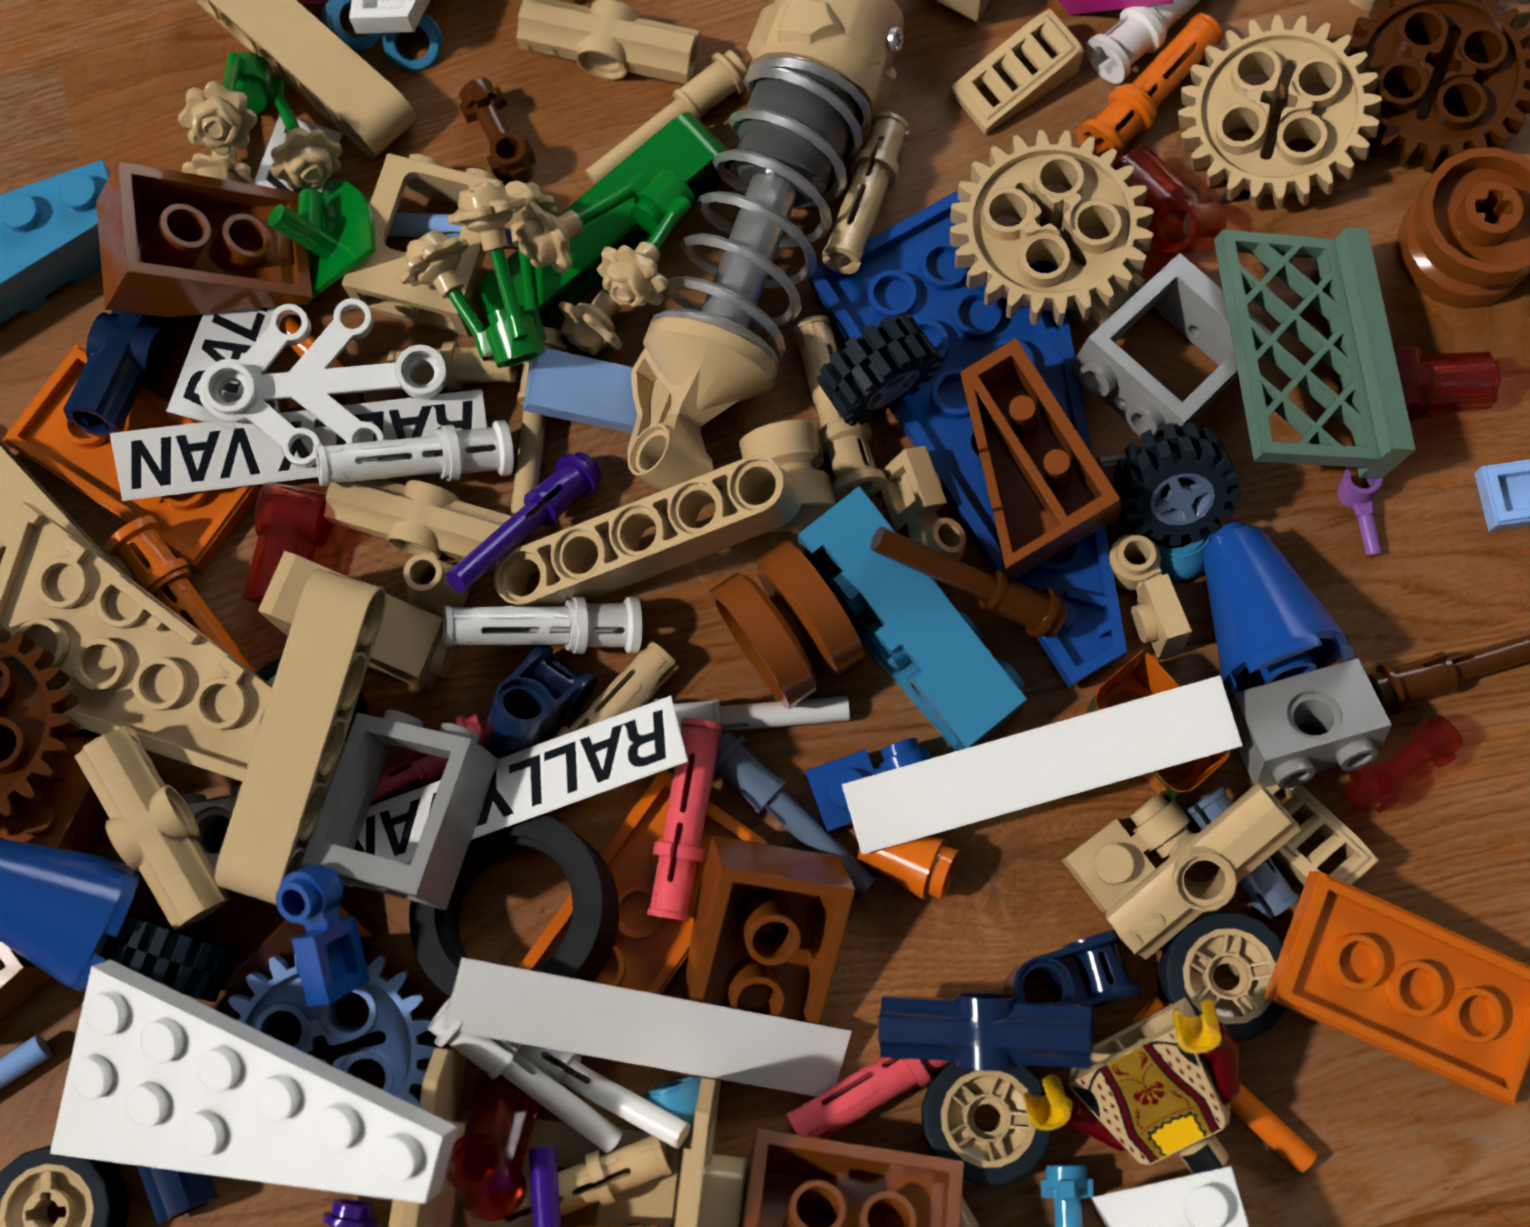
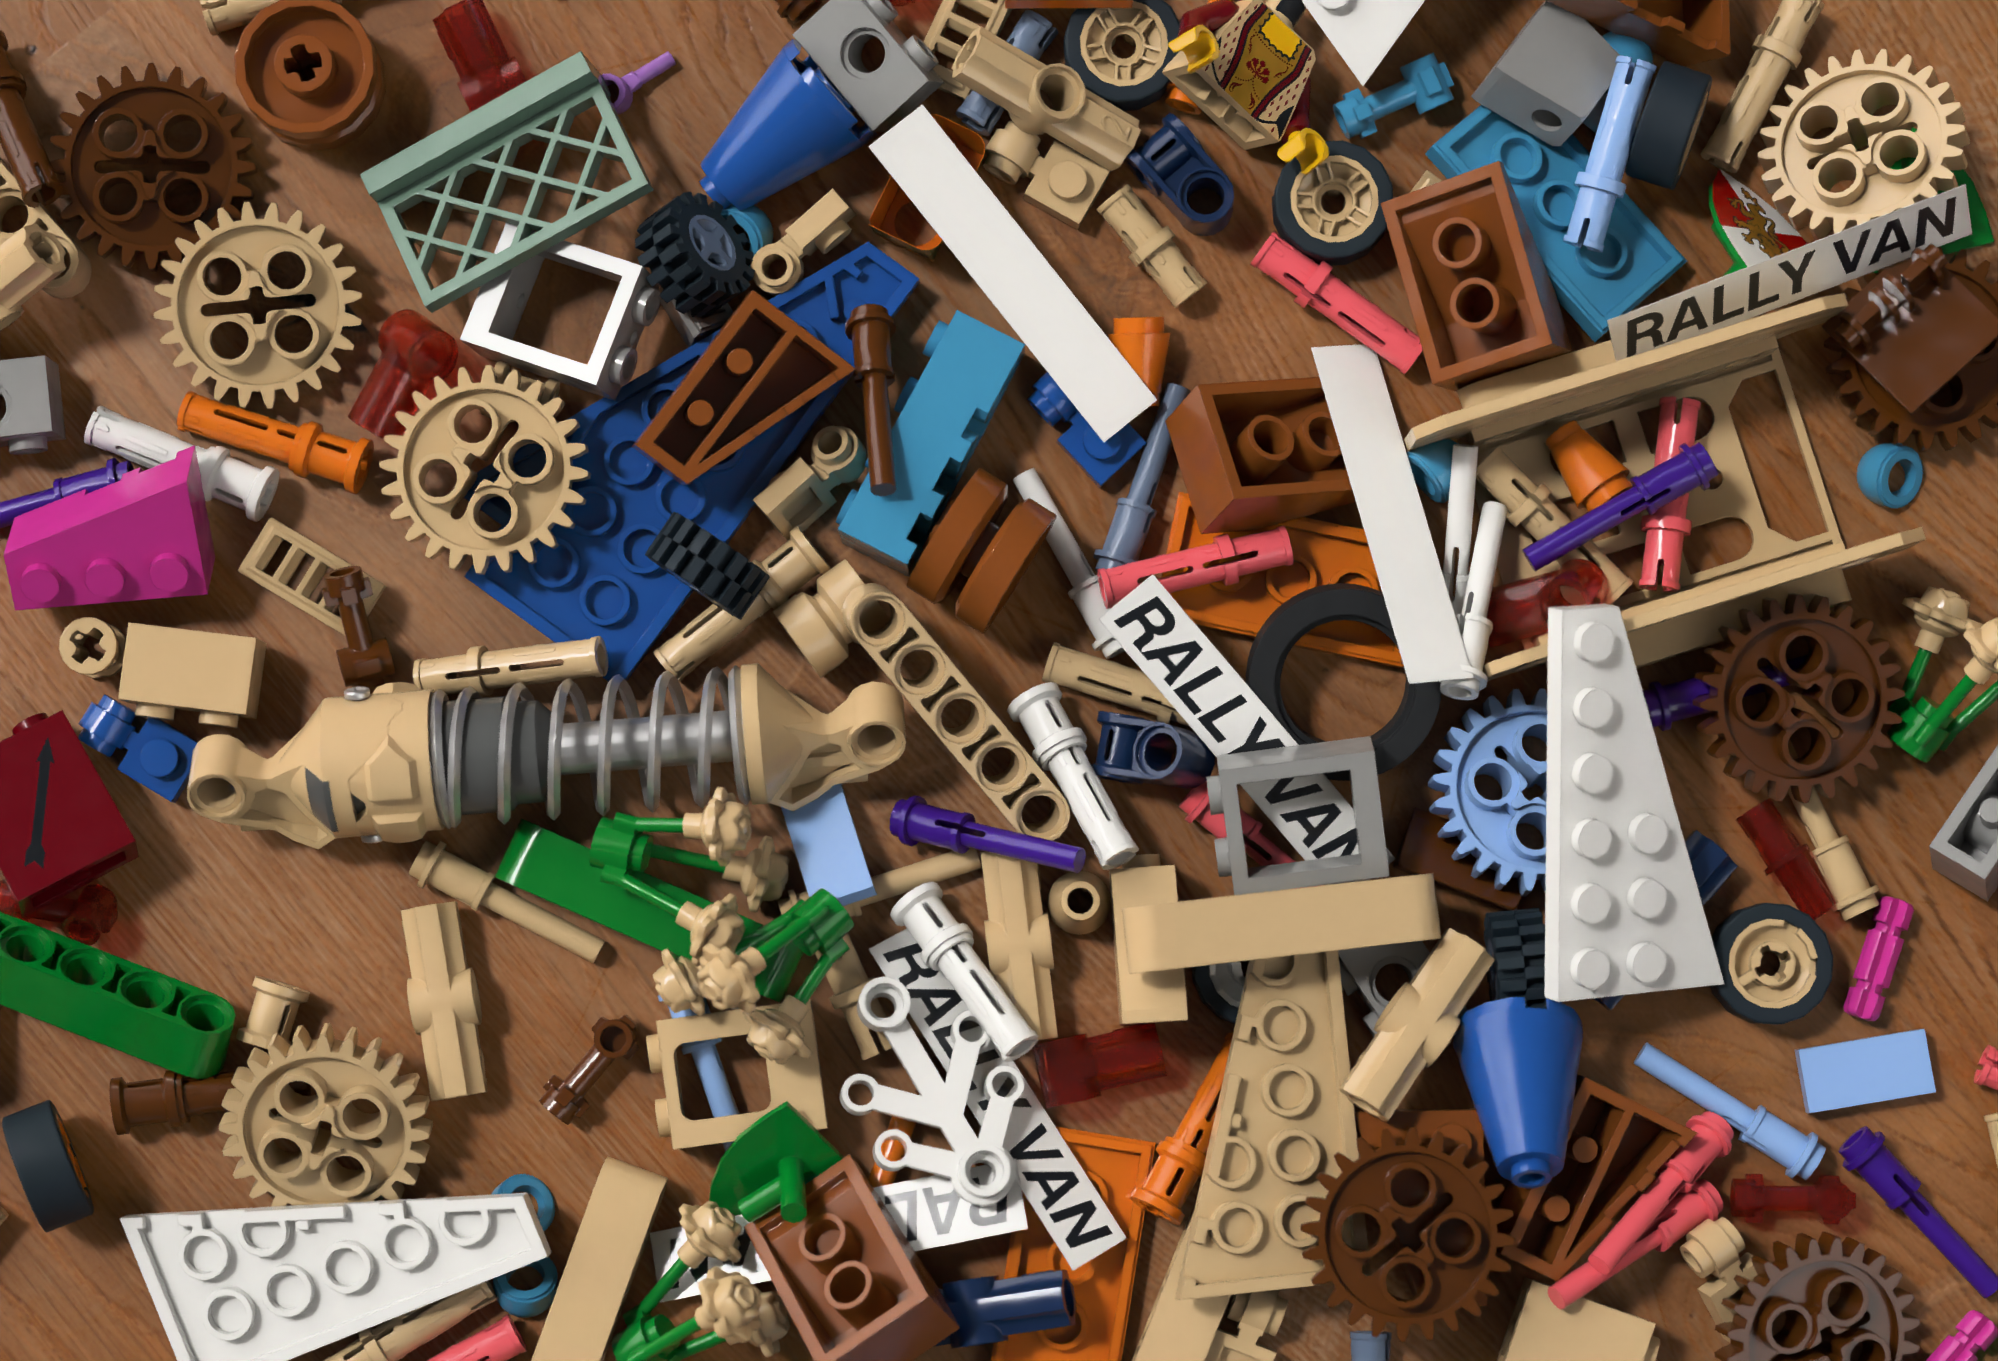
camera: 120 degrees left, 10 degrees up
(330, 950) = (1452, 811): blue plate -> none
(928, 85) = (364, 659): none -> reddish brown bar
(986, 1031) = (1267, 226): dark blue piece -> none
(1016, 919) = (1151, 246): none -> tan pin

